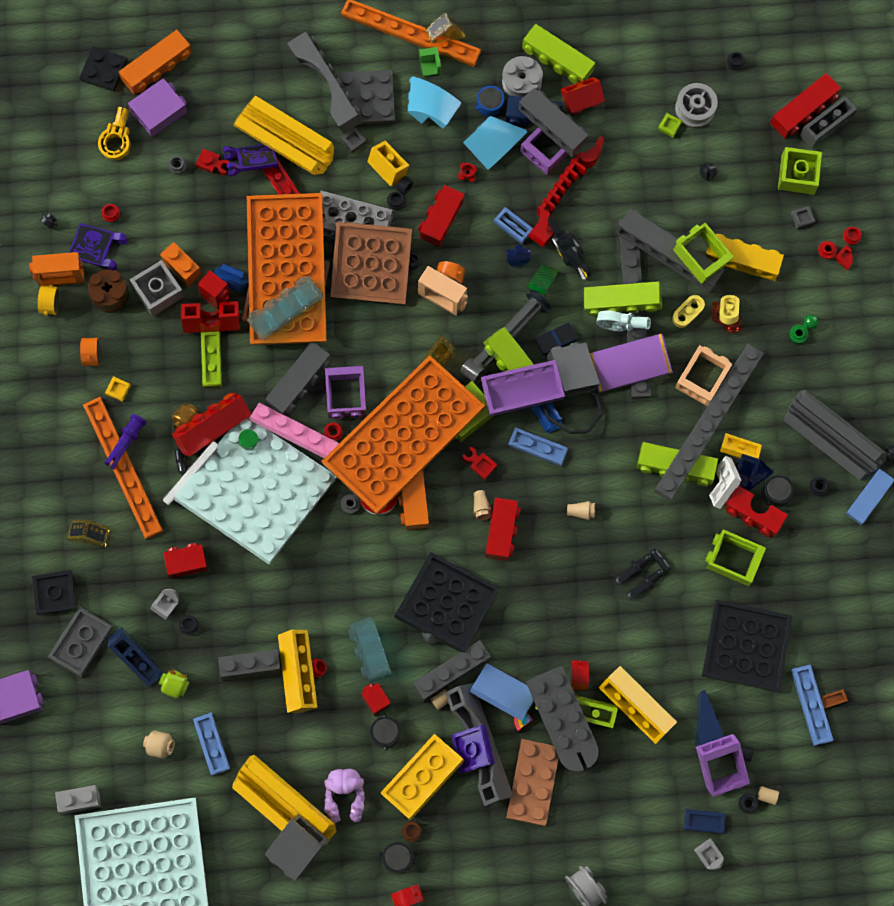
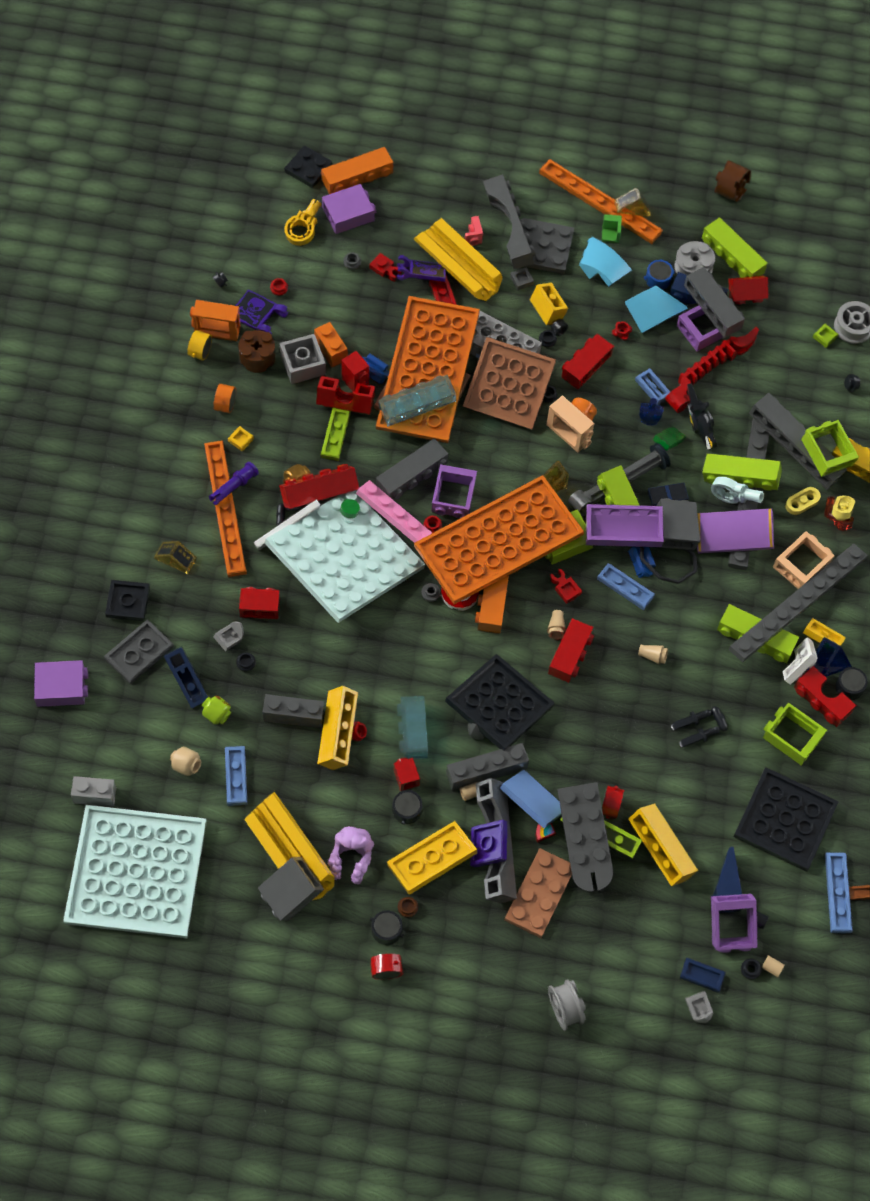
camera: 15 degrees right, 10 degrees down
(295, 104) = (475, 232): none -> coral bracket

